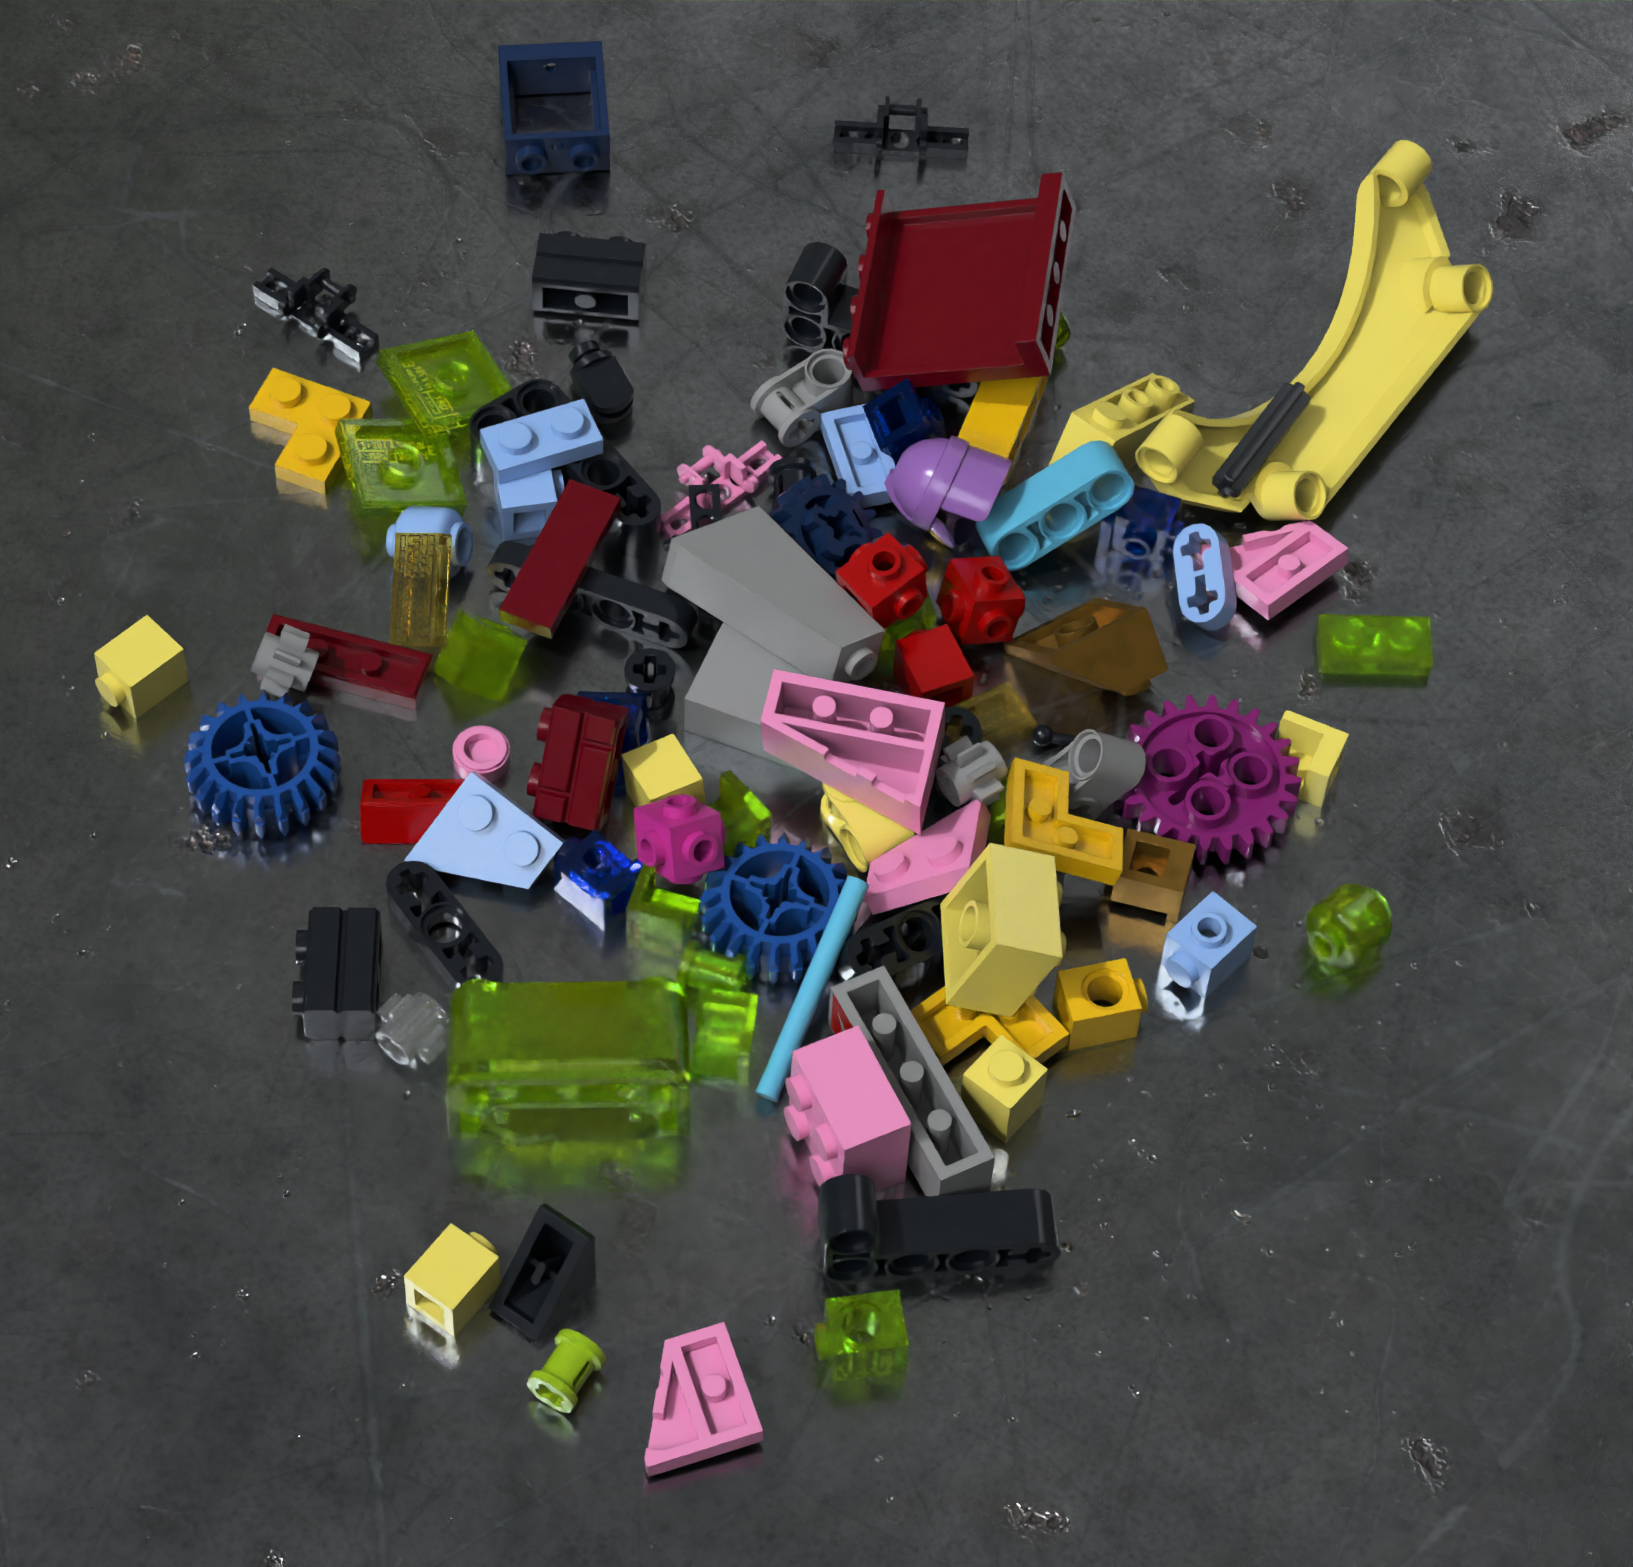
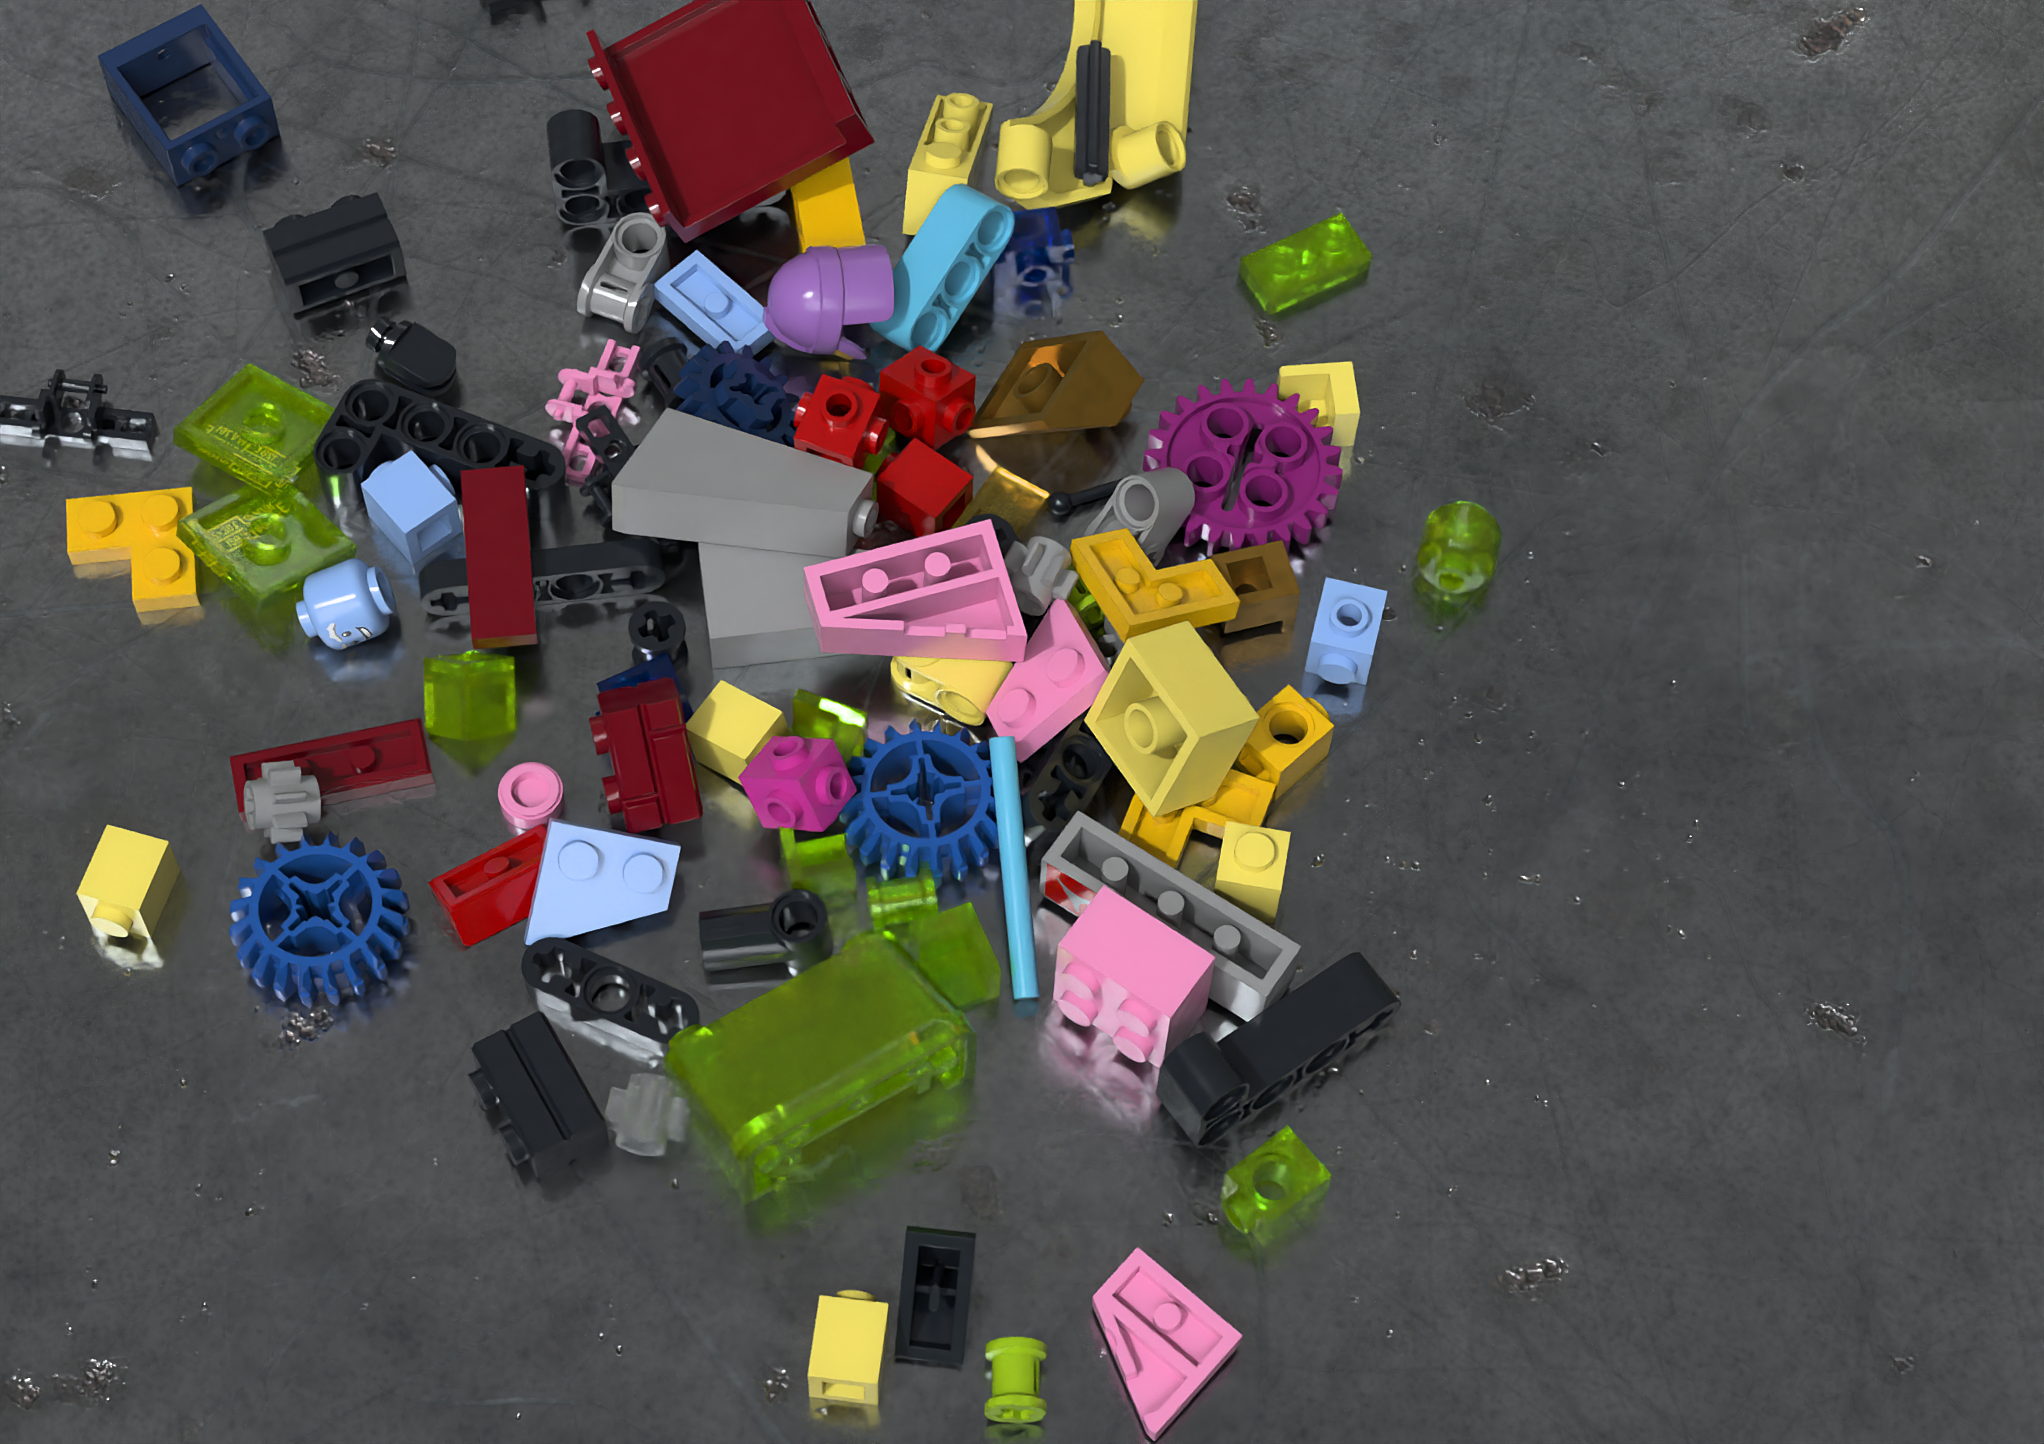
camera: 30 degrees left, 5 degrees up
(420, 589) = (373, 658): clear yellow tile -> none
(541, 441) = (403, 445): light blue plate -> none
(589, 941) = (759, 937): none -> black piece
(597, 892) = (732, 881): clear blue brick -> none
(904, 414) = (745, 254): clear blue brick -> none
(1194, 579) = (1128, 264): light blue beam -> none
(1282, 565) = (1171, 231): bright pink wing -> none

